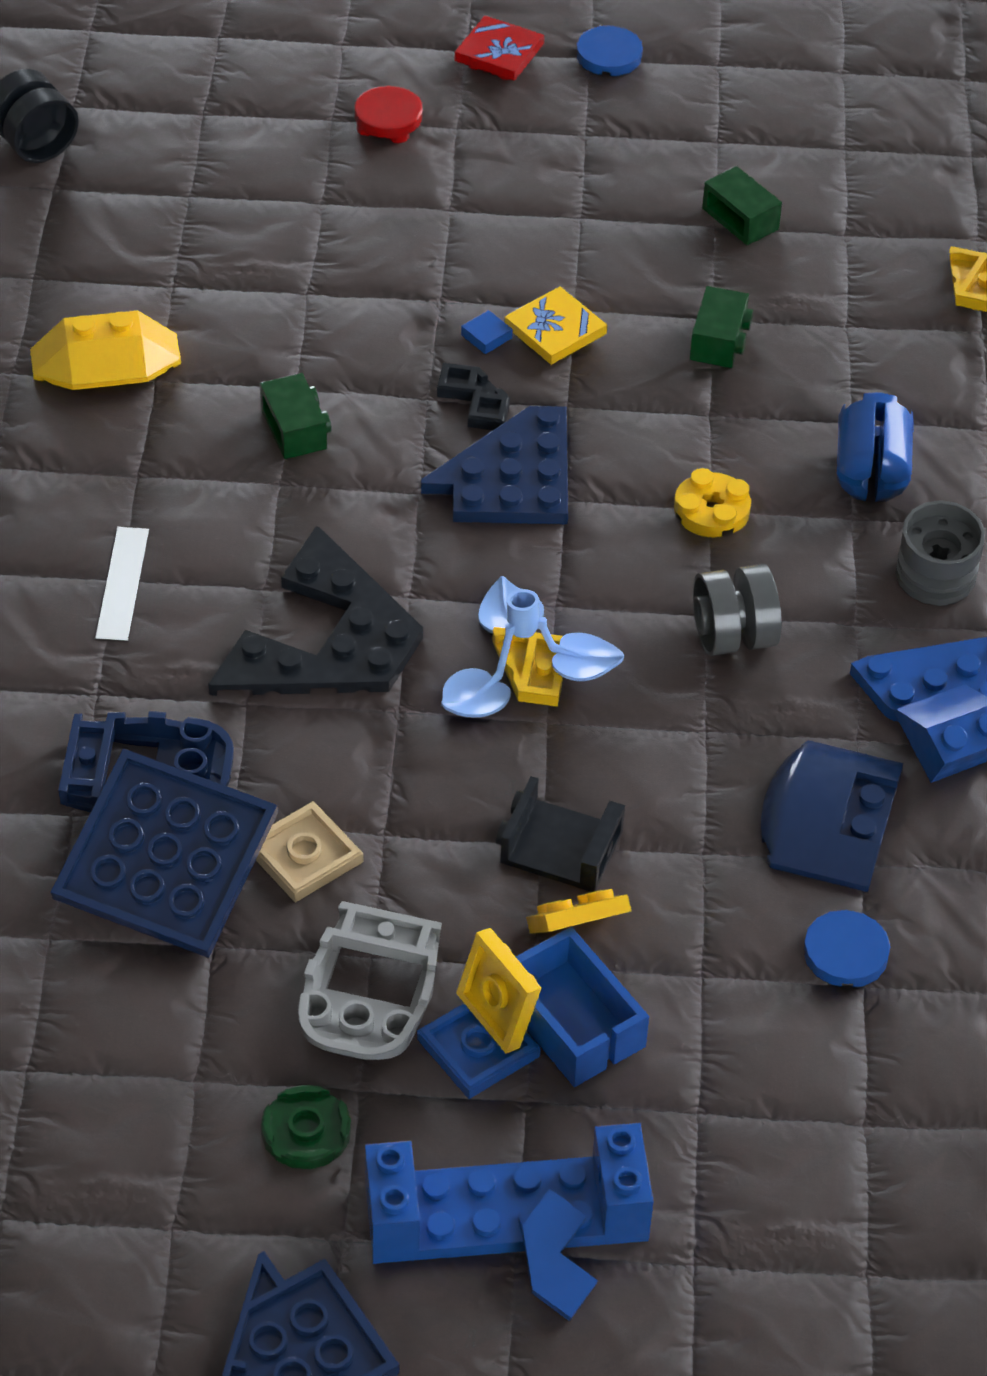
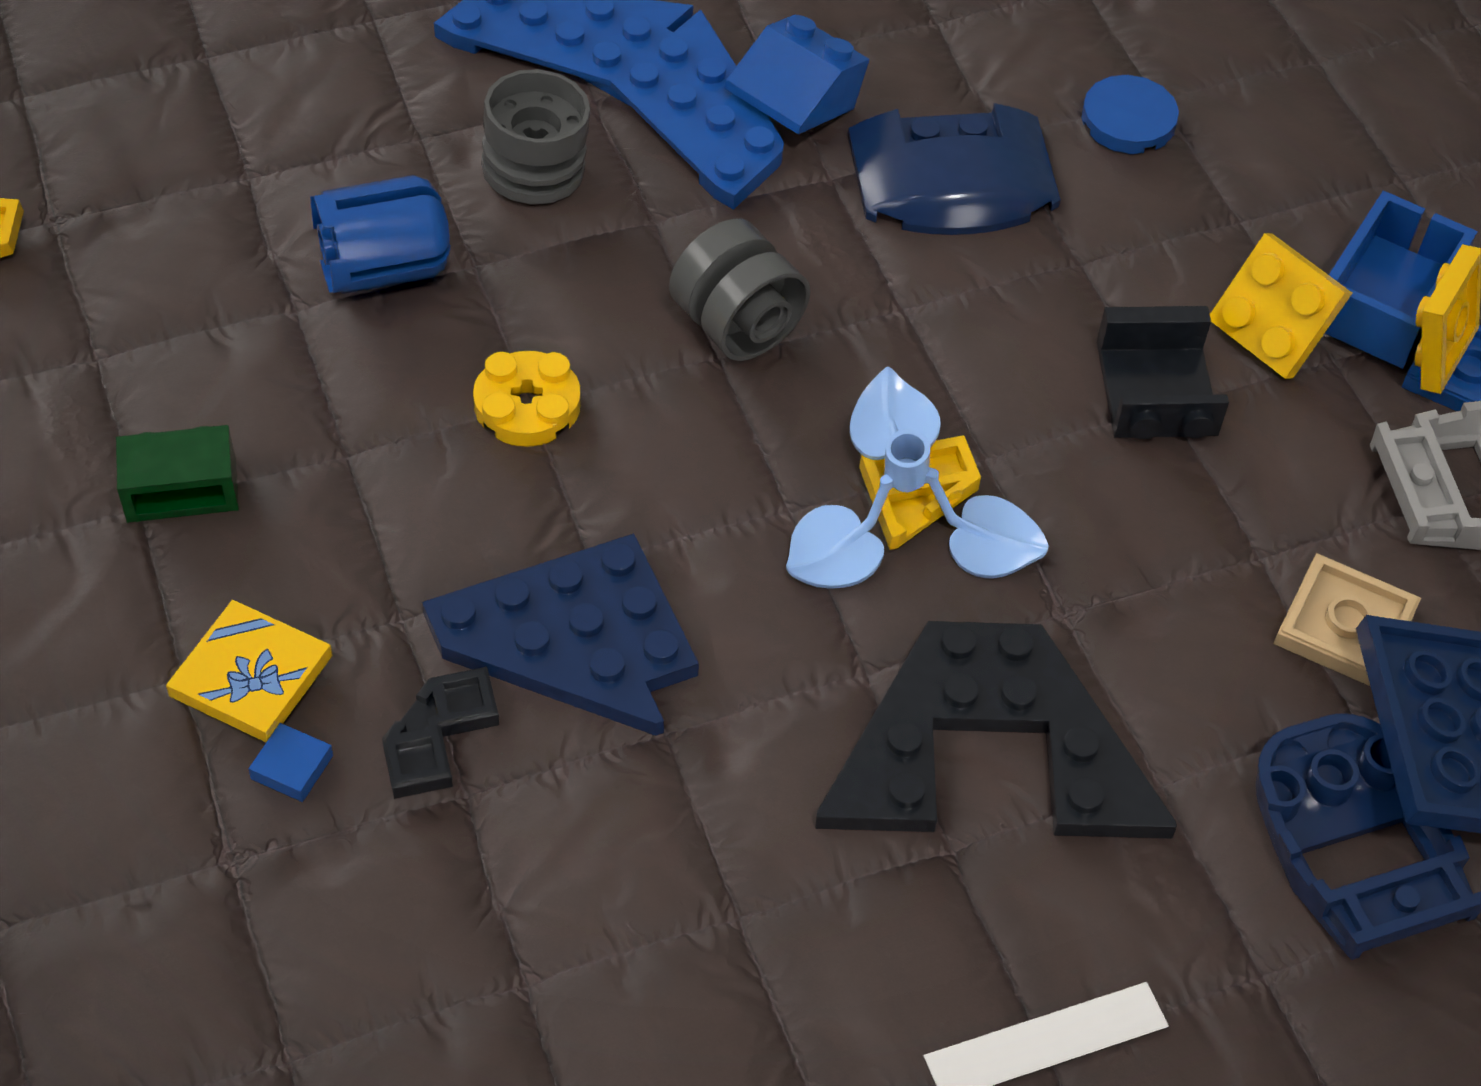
camera: 115 degrees left, 5 degrees up
(294, 415) = (610, 934): dark green piece -> none

